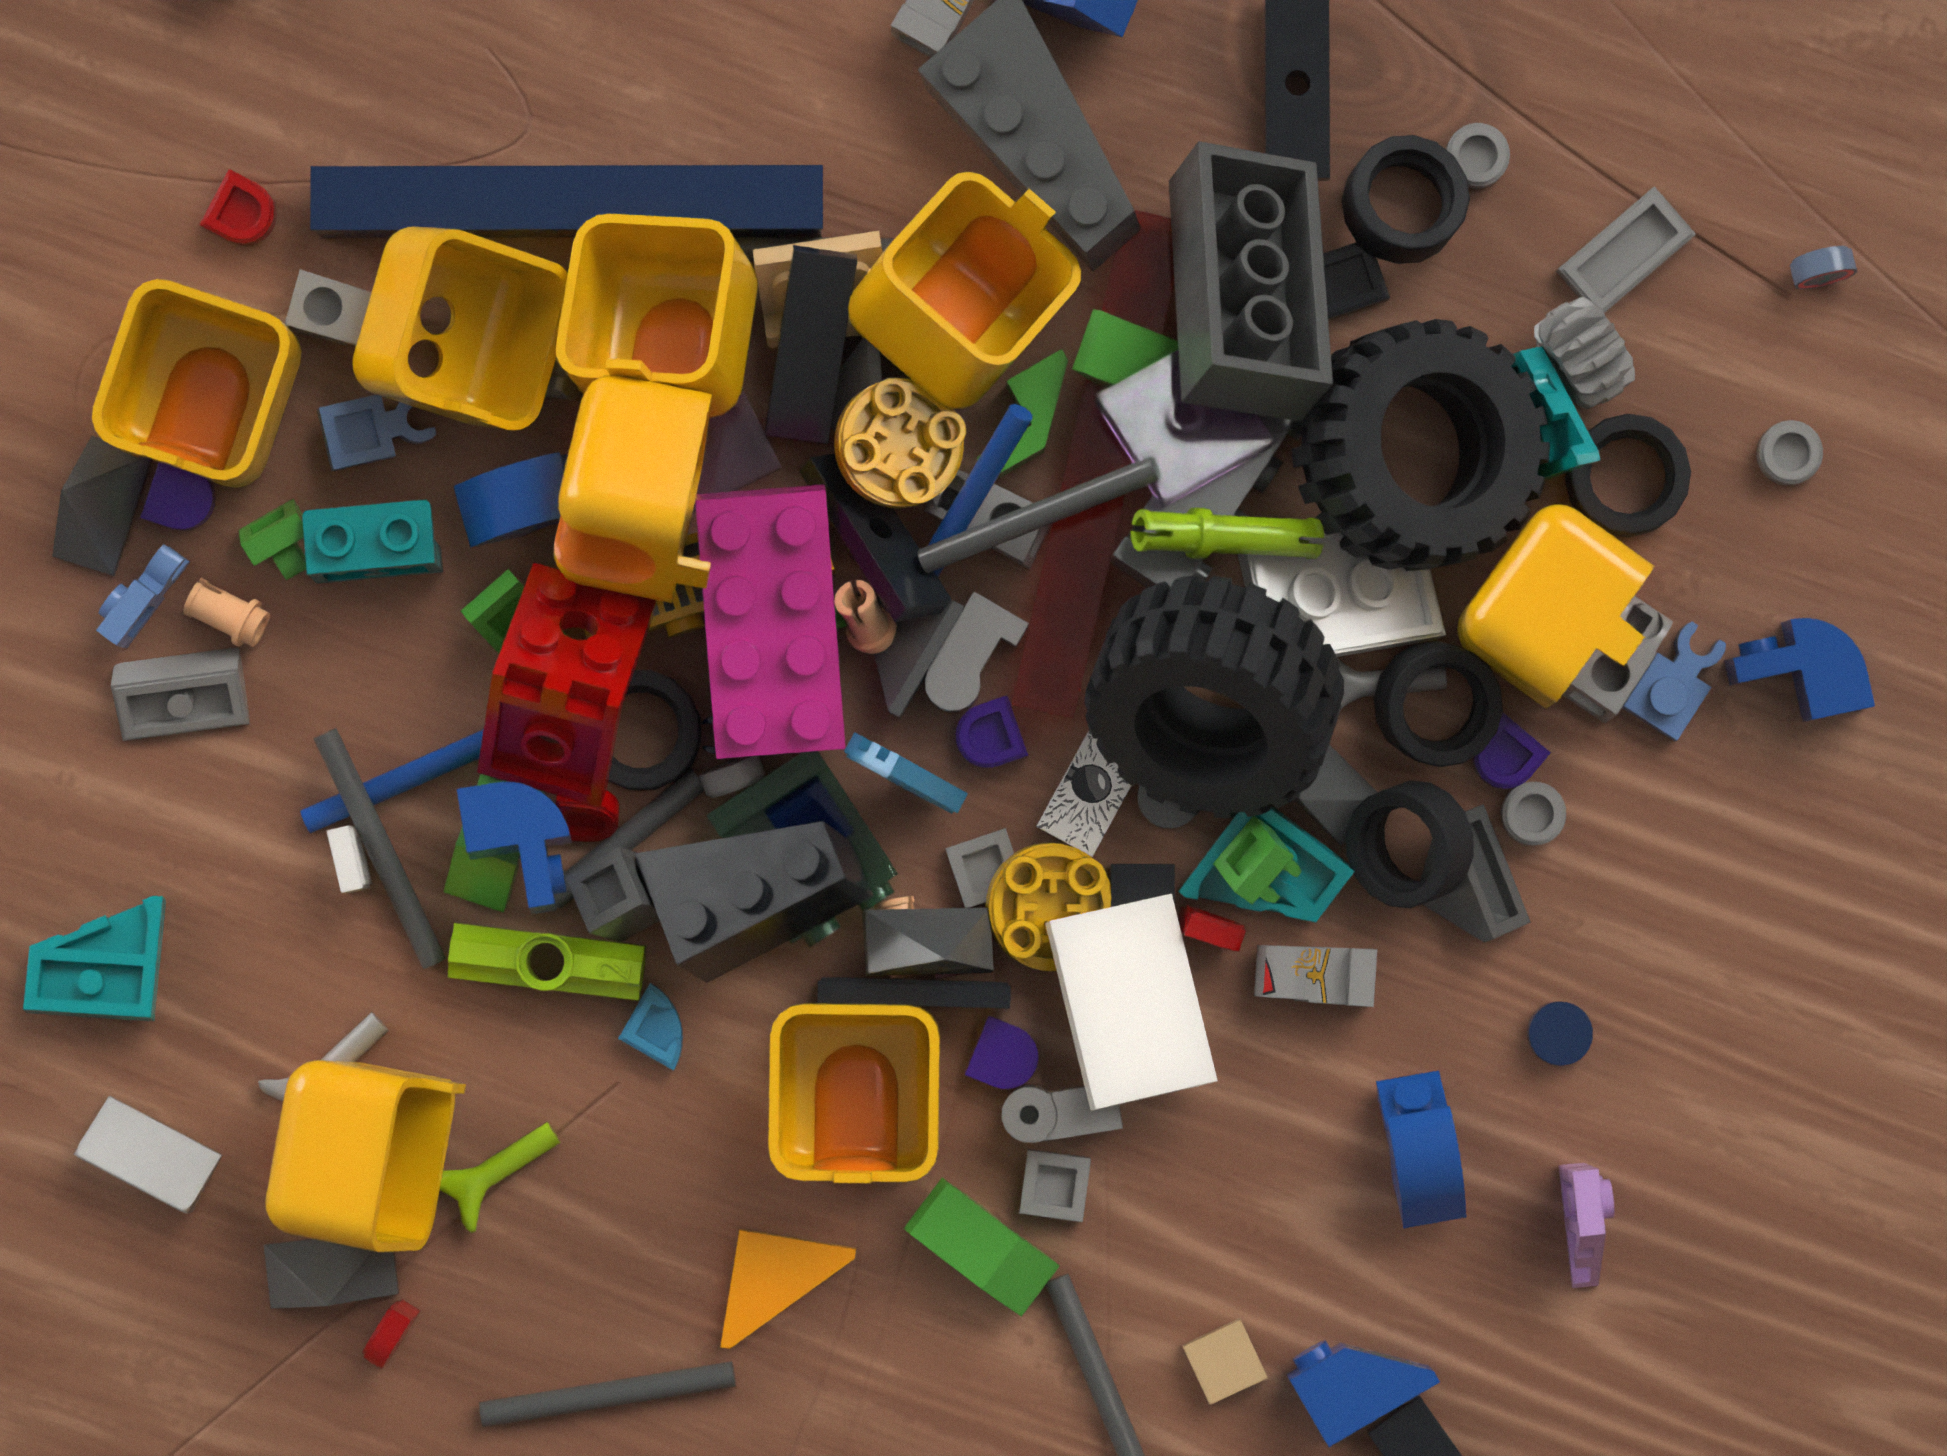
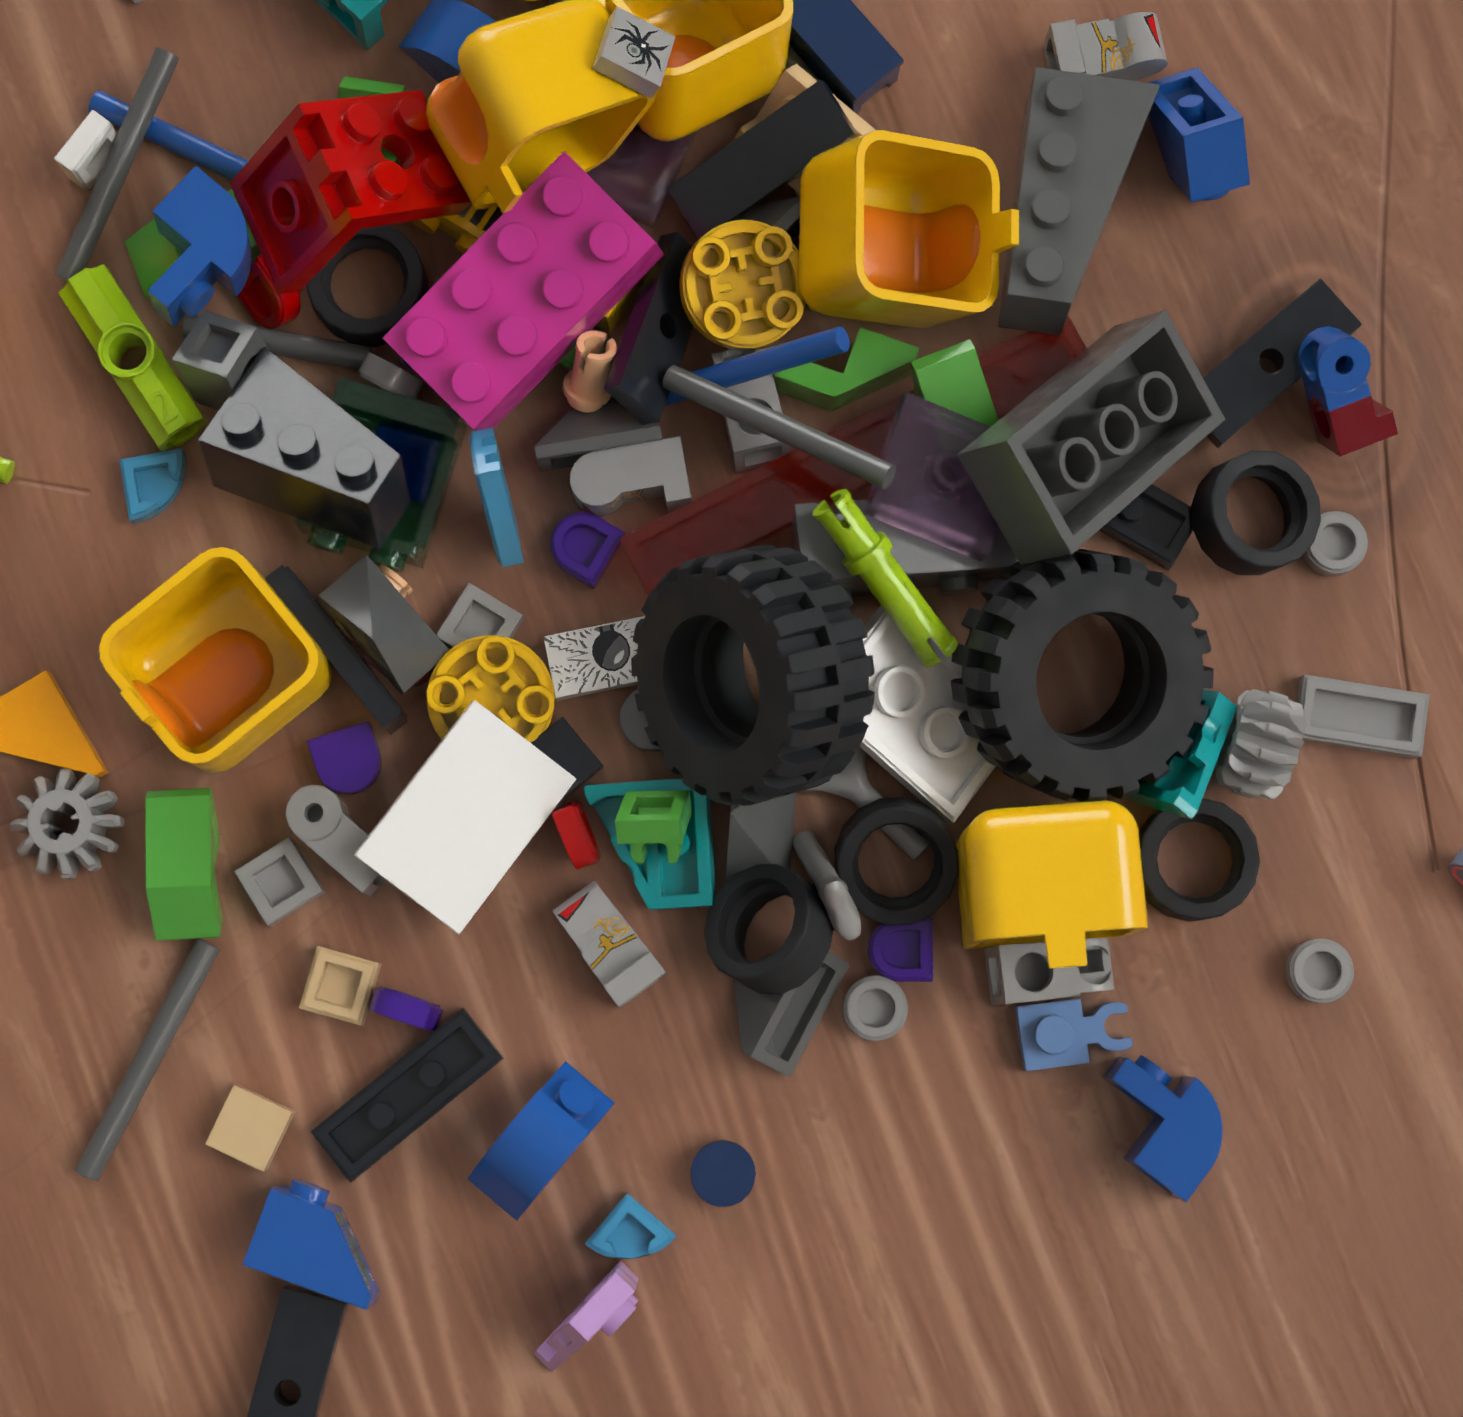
camera: 45 degrees right, 5 degrees down
(673, 386) = (634, 52): none -> light grey tile
(895, 1317) = (43, 815): none -> light grey gear
(1173, 1205) = (340, 985): none -> tan tile
(1234, 1169) = (406, 1008): none -> dark purple tile
(1300, 1222) = (407, 1095): none -> black tile
(1381, 61) = (1338, 392): none -> leg
(1420, 772) = (831, 889): none -> light grey piece
(1544, 1140) = (630, 1232): none -> dark azure tile

